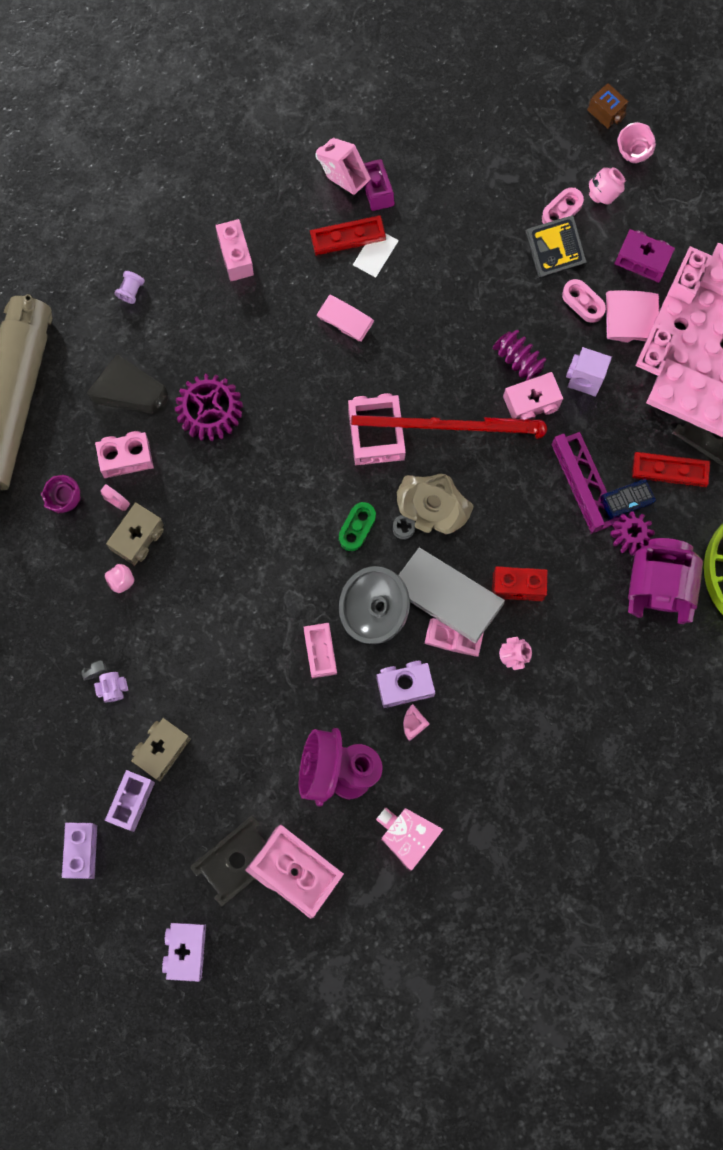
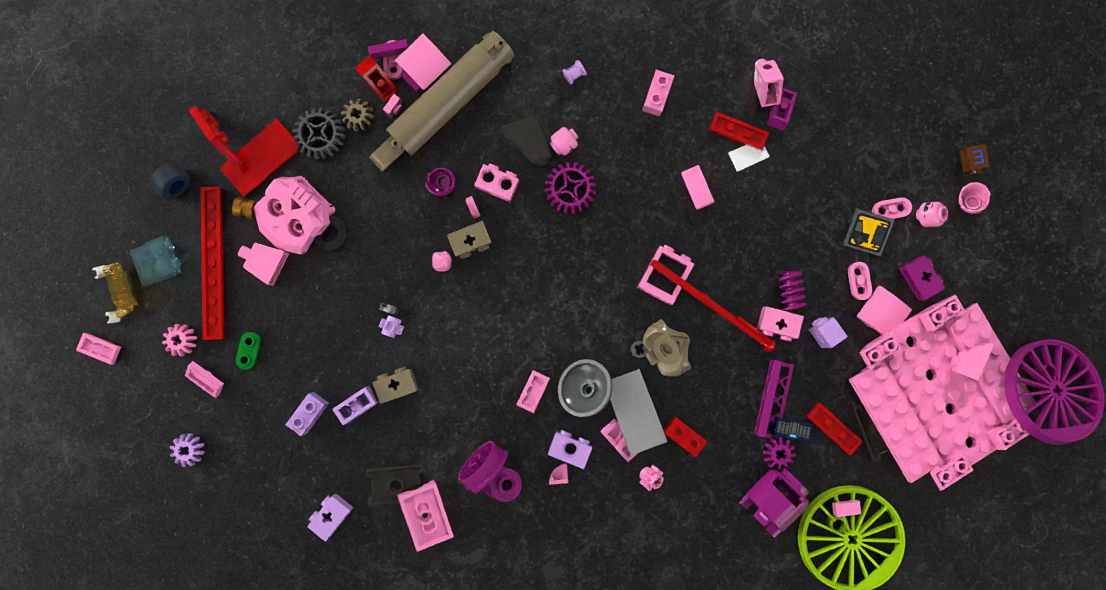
camera: 40 degrees right, 10 degrees up
(168, 363) = (564, 141): none -> bright pink head
(357, 527) = (609, 328): green plate -> none
(408, 835) = (508, 542): bright pink torso -> none

